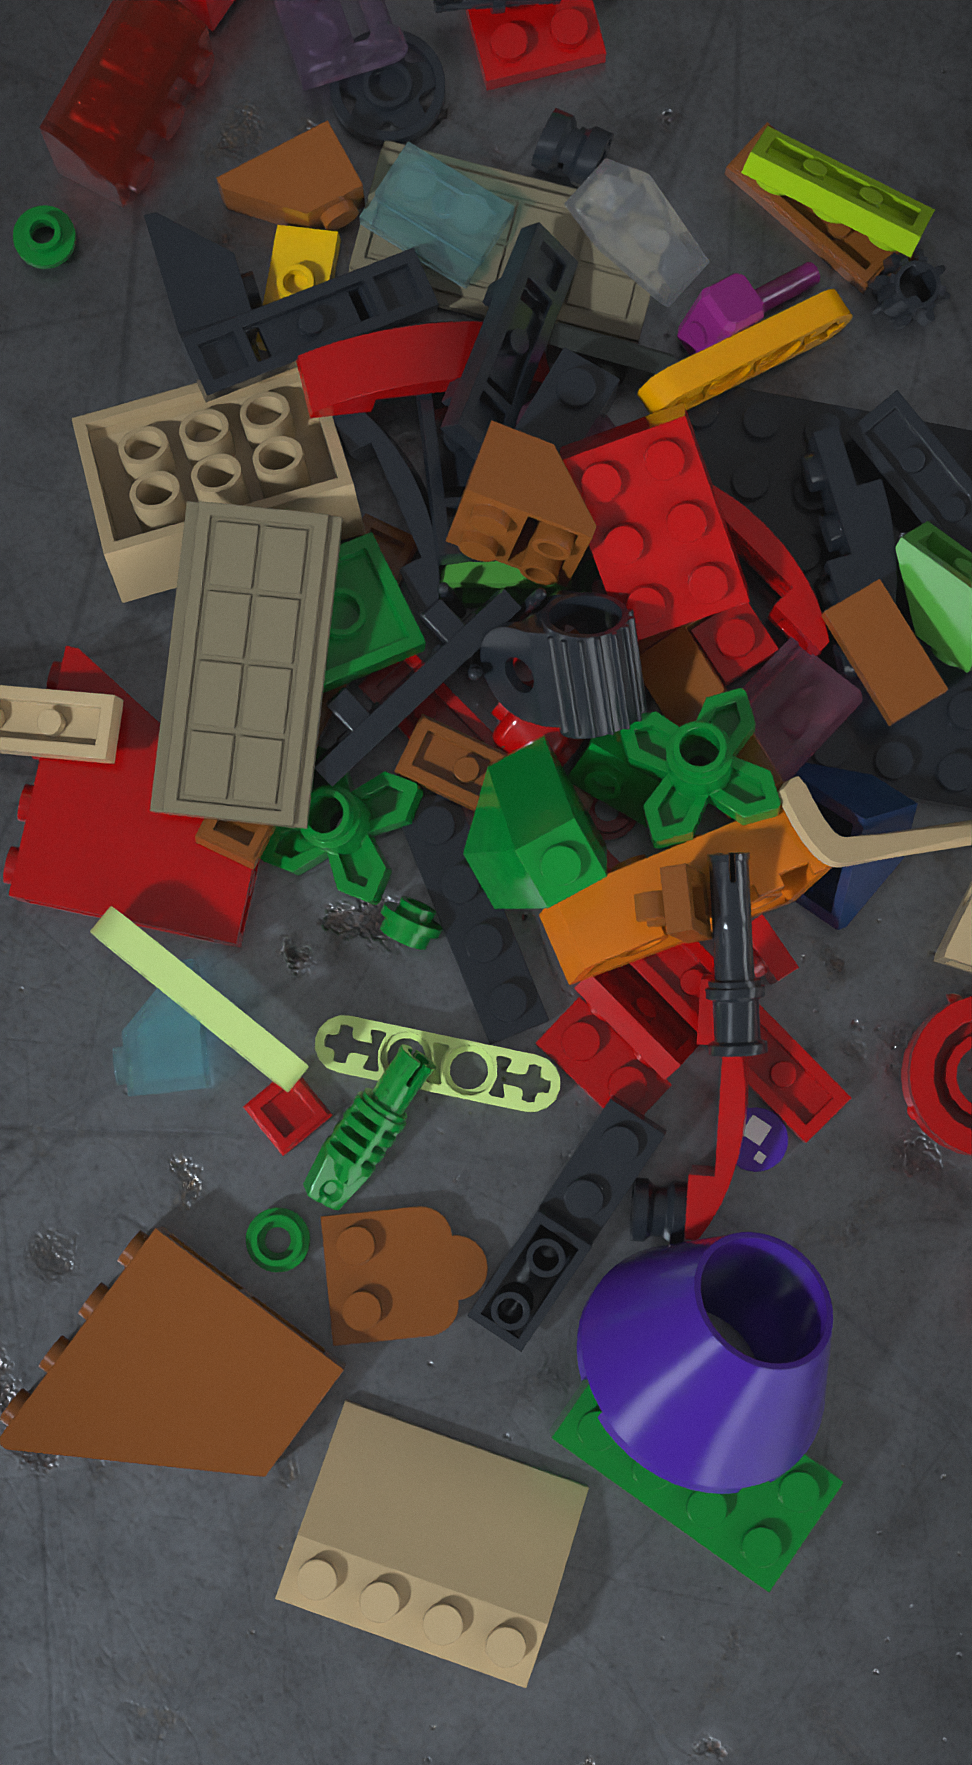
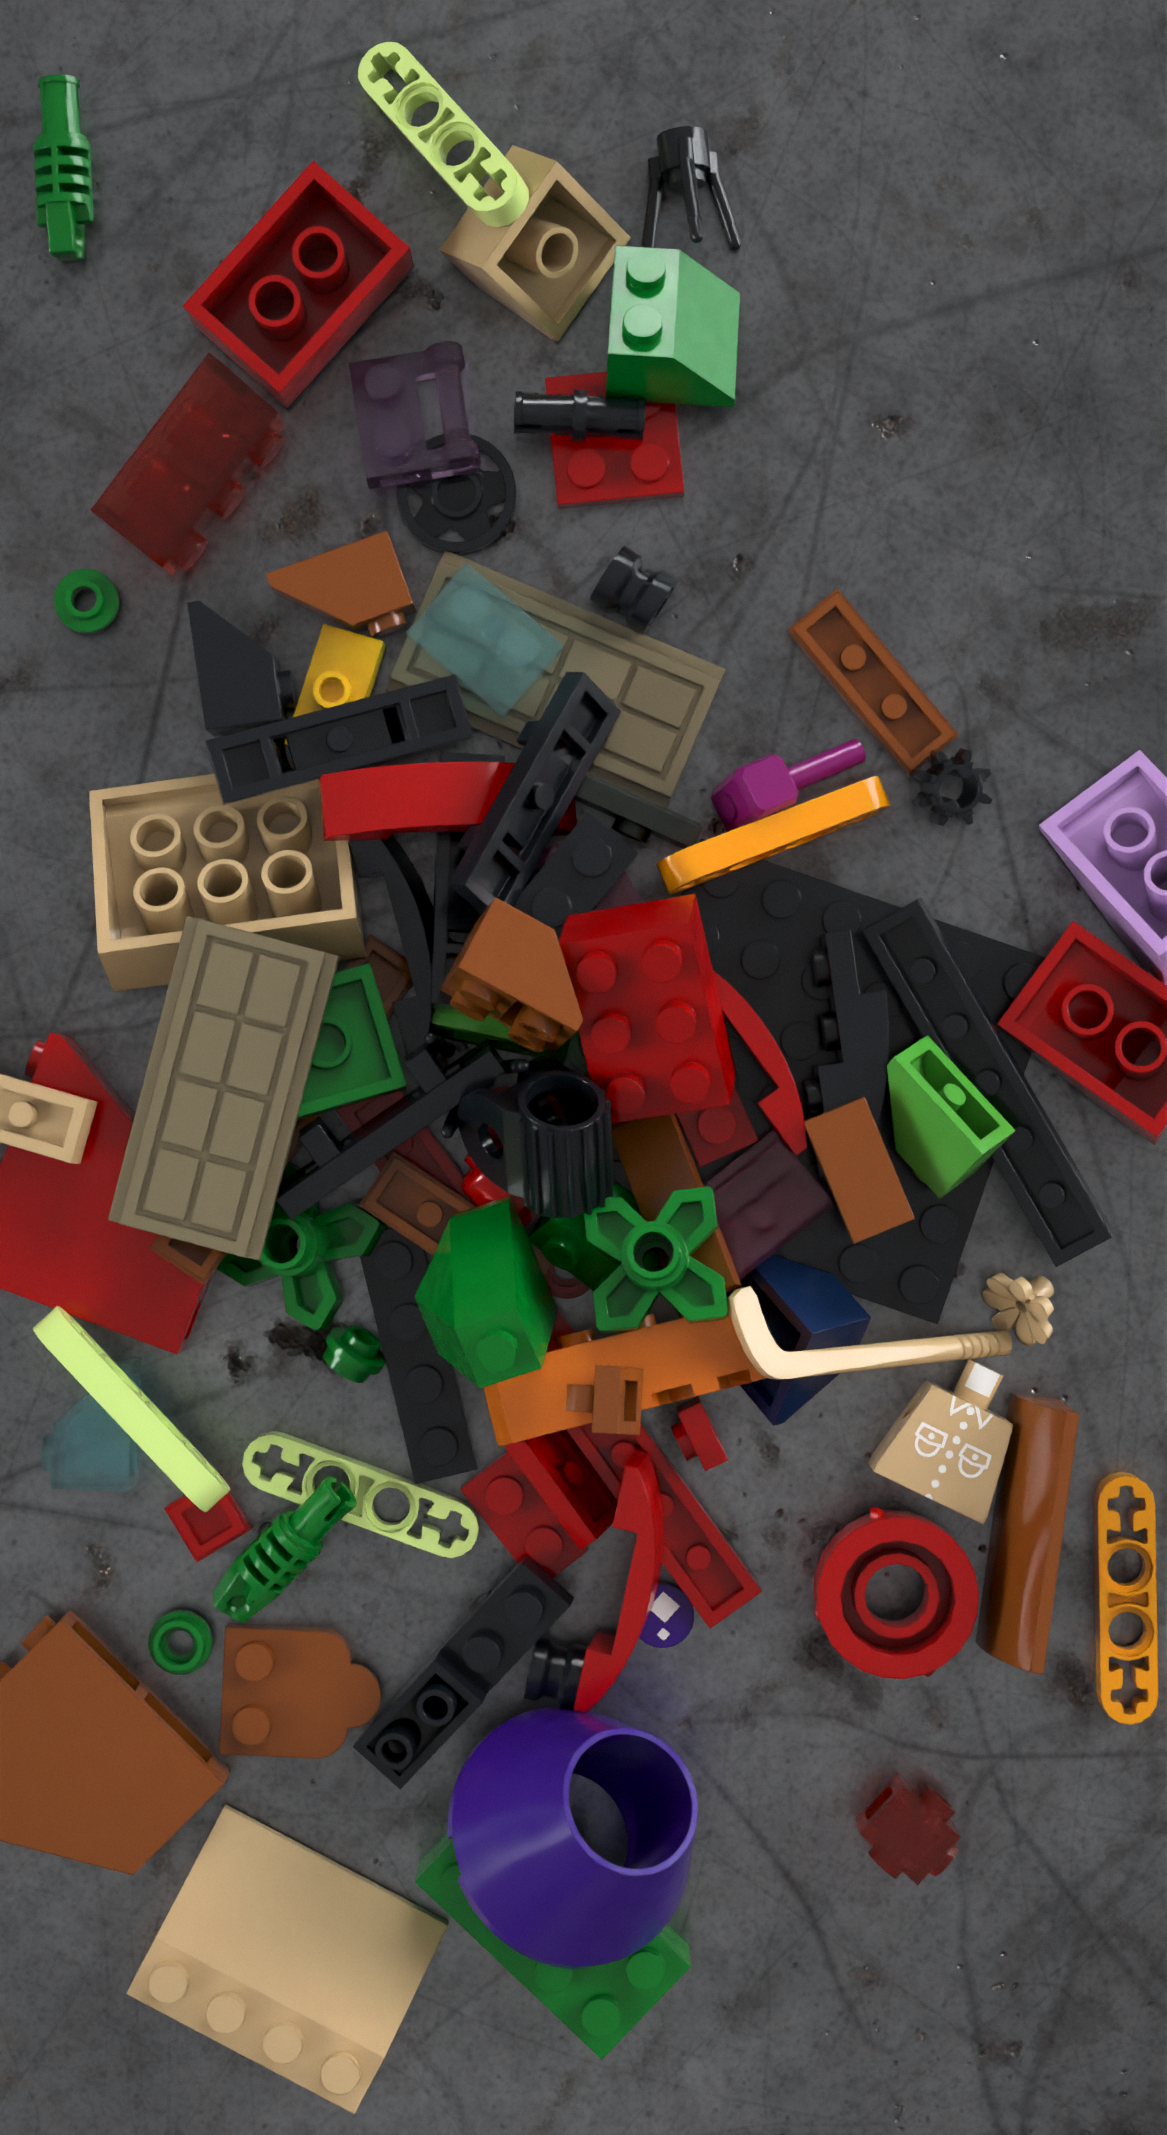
camera: 15 degrees right, 5 degrees up
(637, 229) = (684, 690): clear slope -> none
(735, 988) = (655, 1484): black pin -> none
(837, 192) = (894, 679): lime plate -> none

